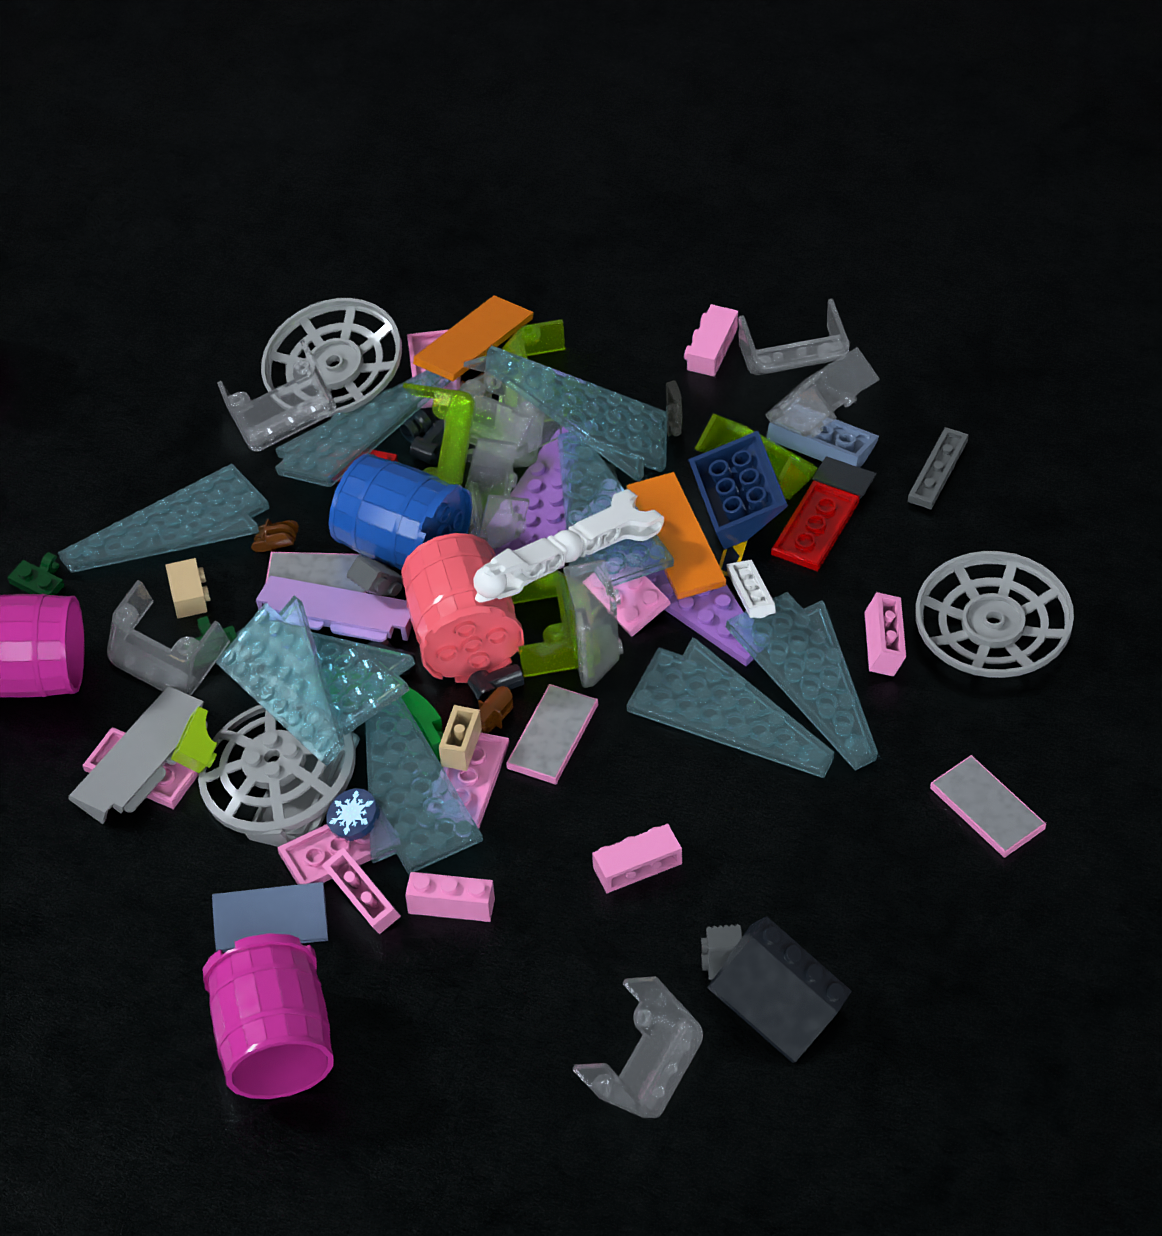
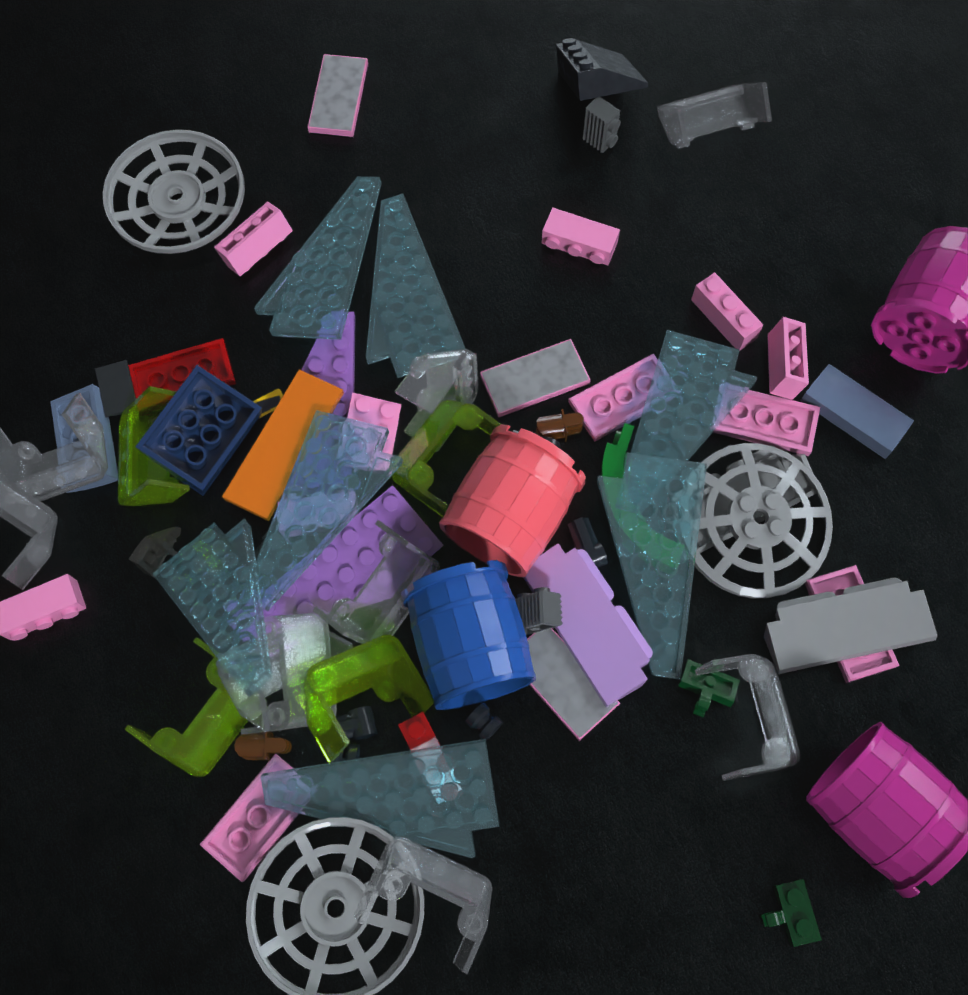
camera: 135 degrees left, 20 degrees up
(186, 588) = (680, 767): tan brick -> none
(195, 745) = (811, 583): lime arch -> none
(197, 515) = (613, 850): clear light blue wing -> none
(275, 536) = (565, 753): reddish brown arm -> none
(283, 673) = (691, 581): clear light blue wing -> none
(353, 814) = (743, 417): dark blue tile -> none
(460, 738) = (612, 408): tan brick -> none
(472, 337) = (204, 802): orange tile -> none
(517, 568) = (462, 442): white piece -> none
(751, 589) = (293, 345): white plate -> none
(938, 468) = (51, 336): dark grey plate -> none

